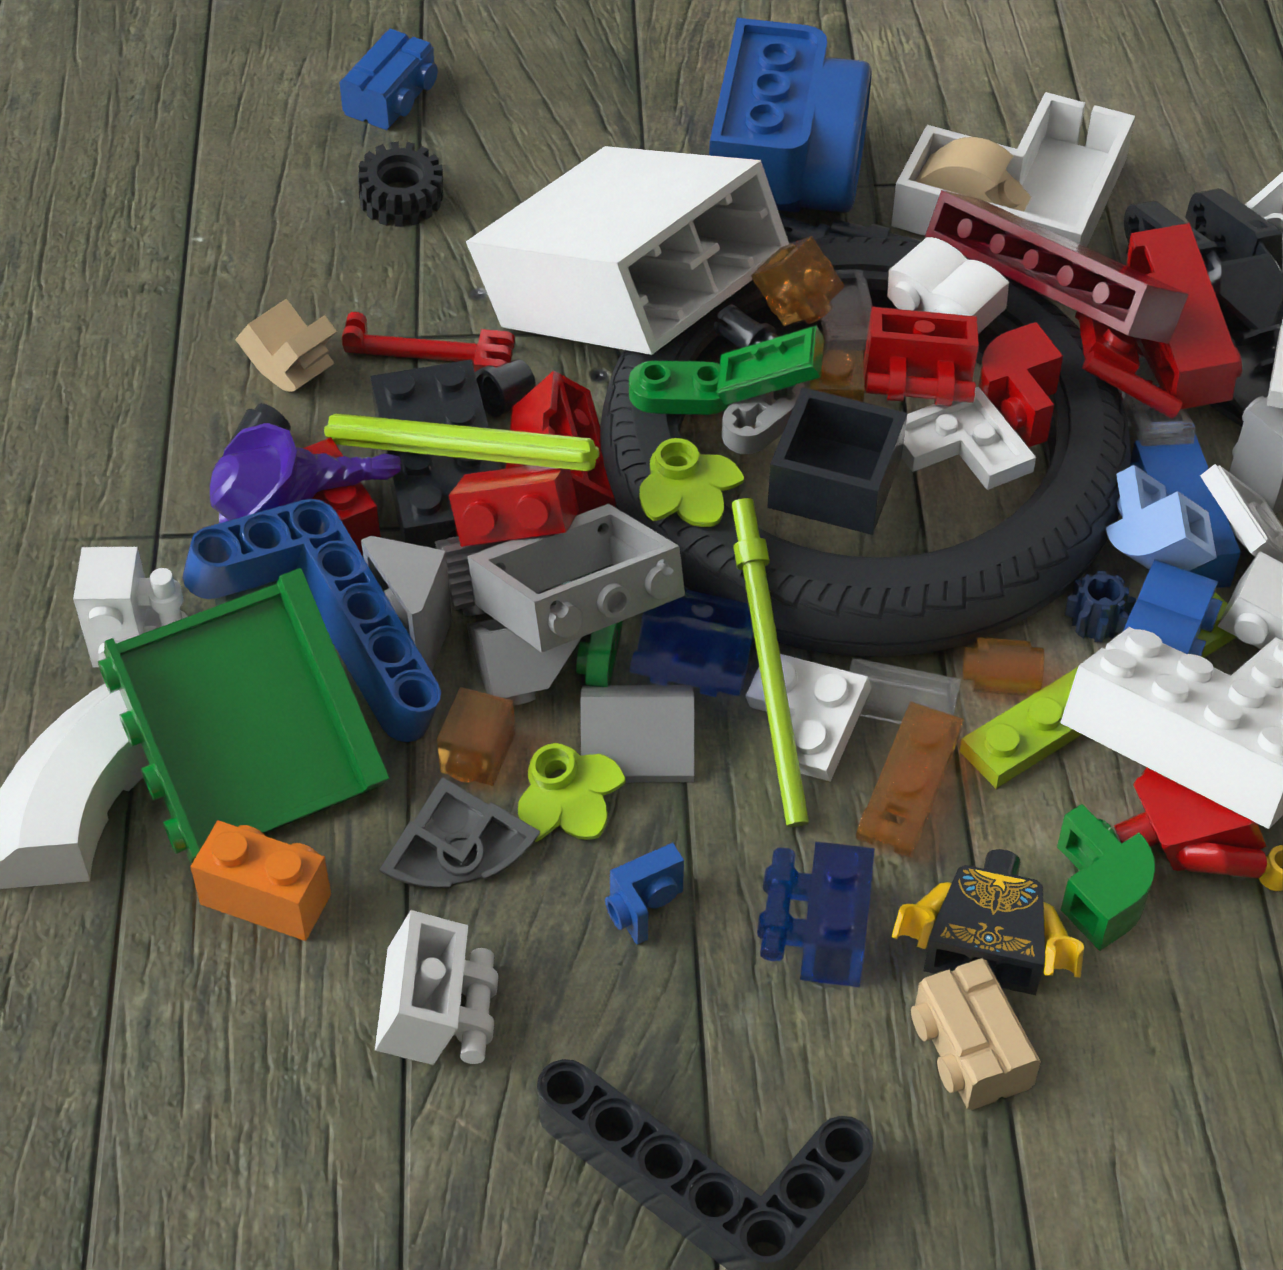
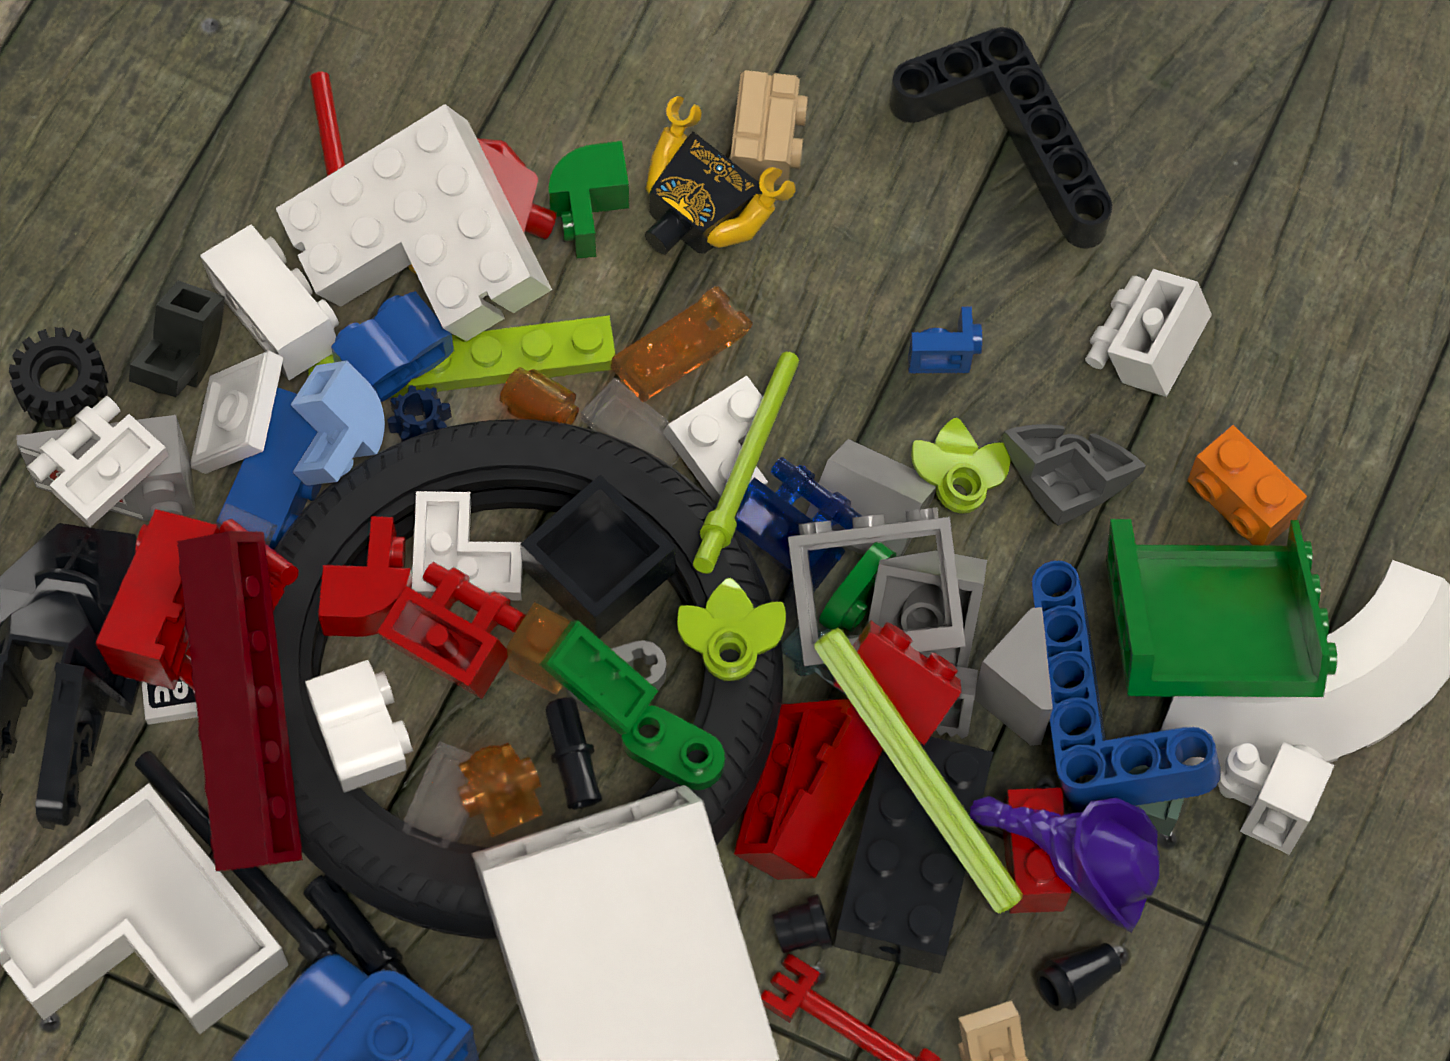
camera: 155 degrees left, 15 degrees up
(476, 736) = (1015, 541): clear orange brick -> none
(836, 914) = (814, 254): clear blue brick -> none
(975, 170) = (193, 929): tan brick -> none

